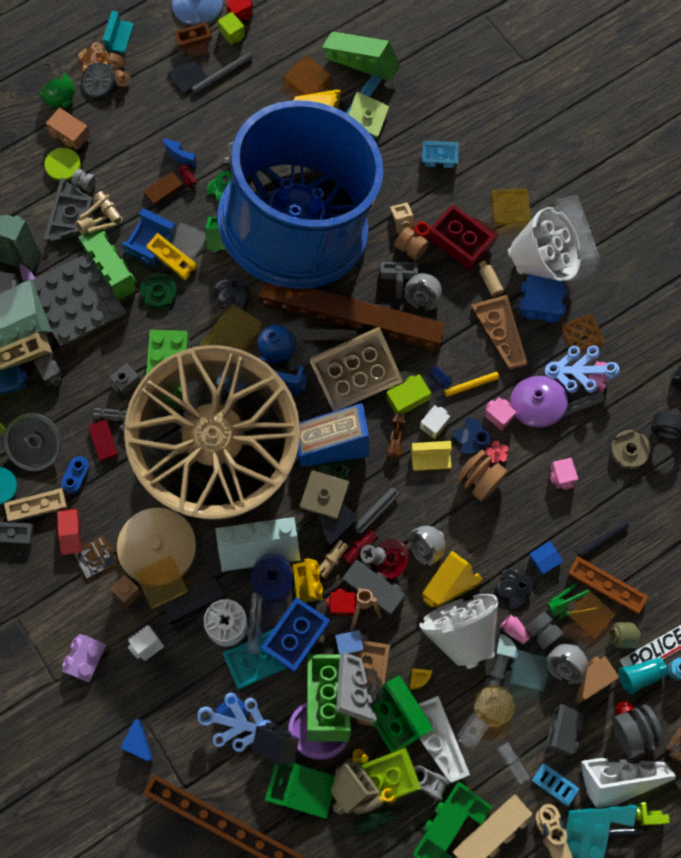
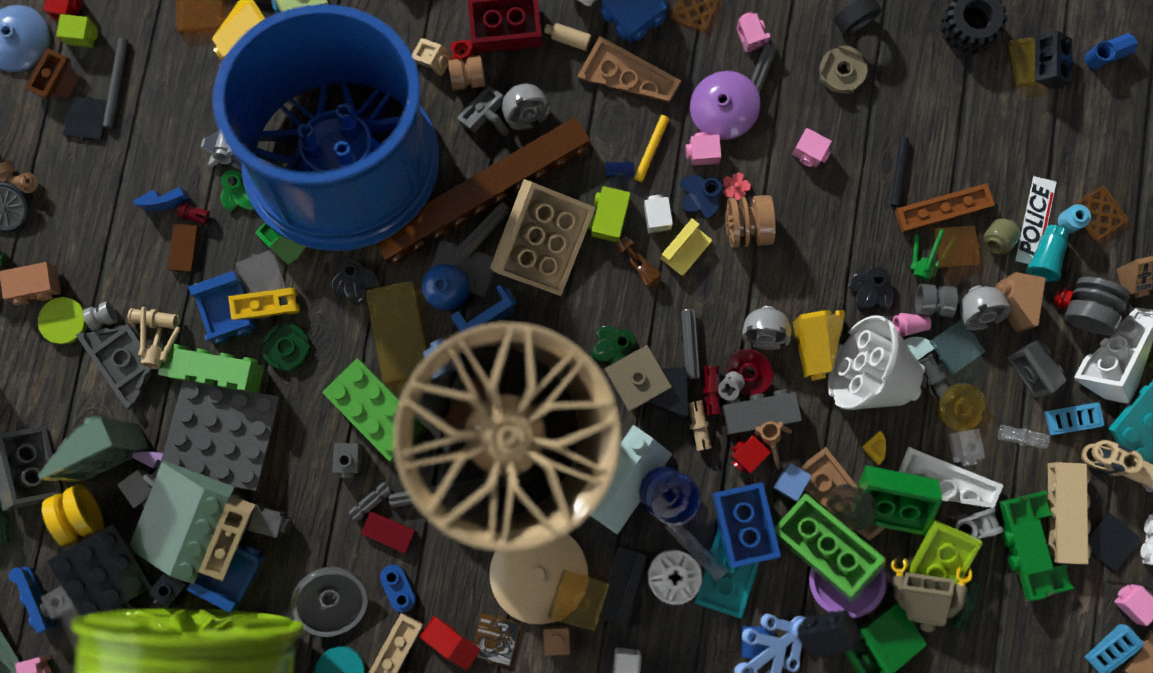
camera: 40 degrees left, 10 degrees up
(308, 581) = (701, 466): yellow bracket -> none
(334, 437) = (593, 312): slope -> none
(352, 691) = (853, 526): light grey wing -> none
(545, 558) = (873, 237): blue piece -> none
(579, 369) = (731, 41): light blue plant -> none

